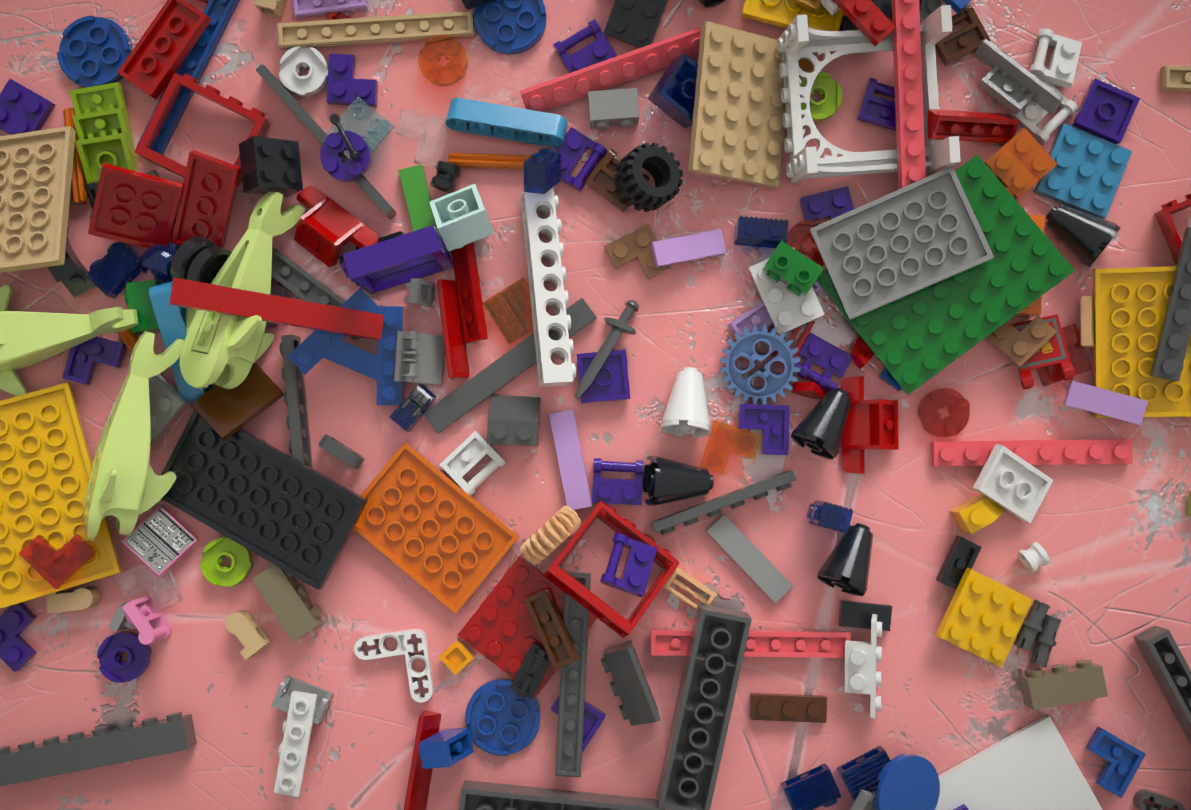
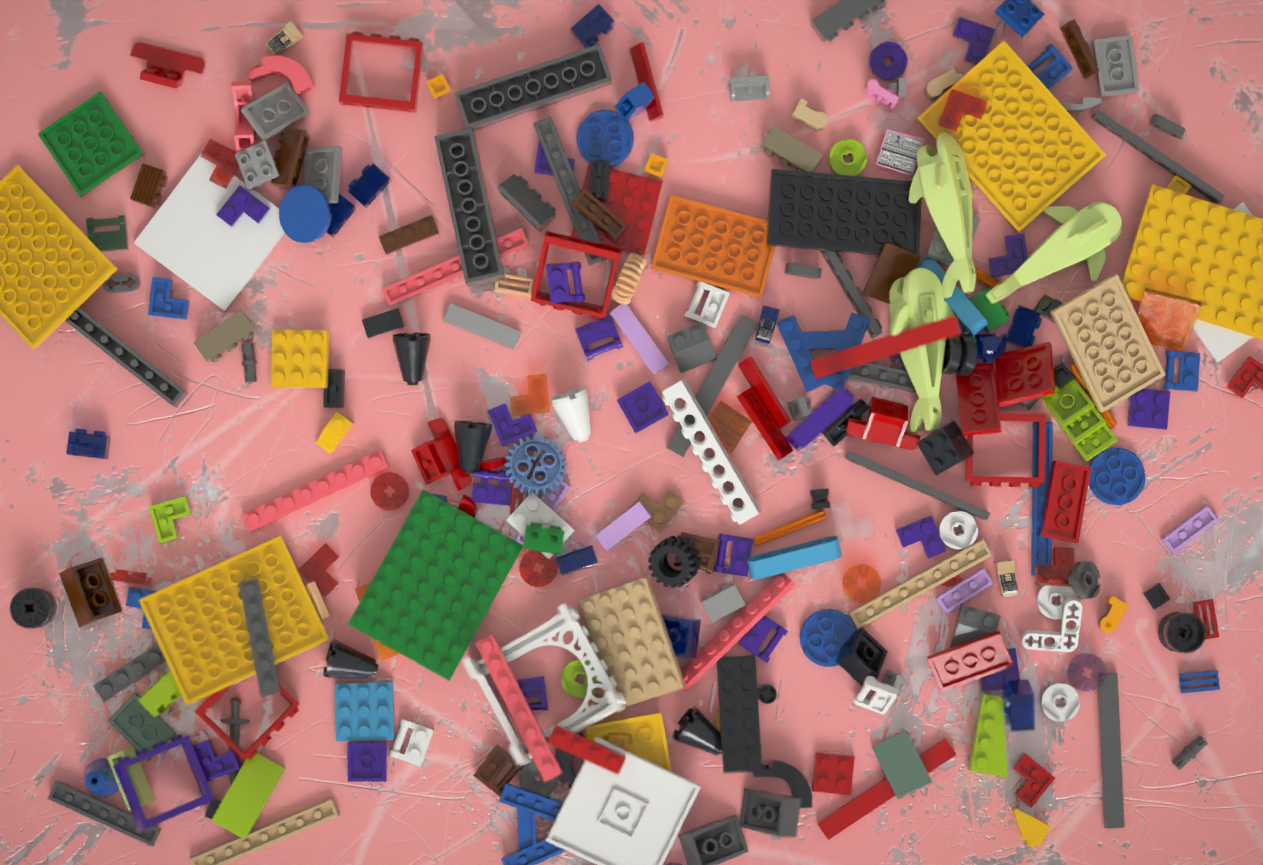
camera: 155 degrees right, 0 degrees up
(295, 743) = (739, 58): white bracket -> none
(334, 164) = (889, 488): dark purple plate -> none
(335, 120) = (913, 500): black hinge -> none
(365, 122) = (896, 504): clear light blue hinge -> none
(403, 647) = (695, 155): white beam -> none
(417, 197) = (831, 472): bright green tile -> none
(419, 358) = (778, 361): light grey hinge -> none
(461, 217) = (793, 473): light aqua brick -> none
(542, 171) = (750, 529): clear blue brick -> none
(619, 326) = (647, 446): dark grey sword -> none
(674, 481) = (559, 355): black cone -> none
(734, 499) = (523, 351): dark grey plate -> none
(826, 204) = (530, 605): dark purple plate -> none
(830, 516) = (440, 379): clear blue brick -> none
(861, 666) = (371, 286): white bracket -> none
(901, 243) = (475, 591): light grey plate -> none
(971, 126) = (460, 704): red slope -> none
(1013, 83) = (444, 748): light grey bracket -> none
(1013, 483) = (321, 460): white plate -> none
(1020, 163) = (413, 693): orange plate -> none
(1022, 345) = (356, 563): medium nougat plate -> none
(1032, 625) = (263, 368): dark grey pin -> none
(1034, 557) = (283, 416): white wheel -> none
(1051, 354) = (343, 568): red flag -> none
(1062, 60) = (414, 784): white plate -> none
(1105, 402) = (280, 547): lavender tile -> none

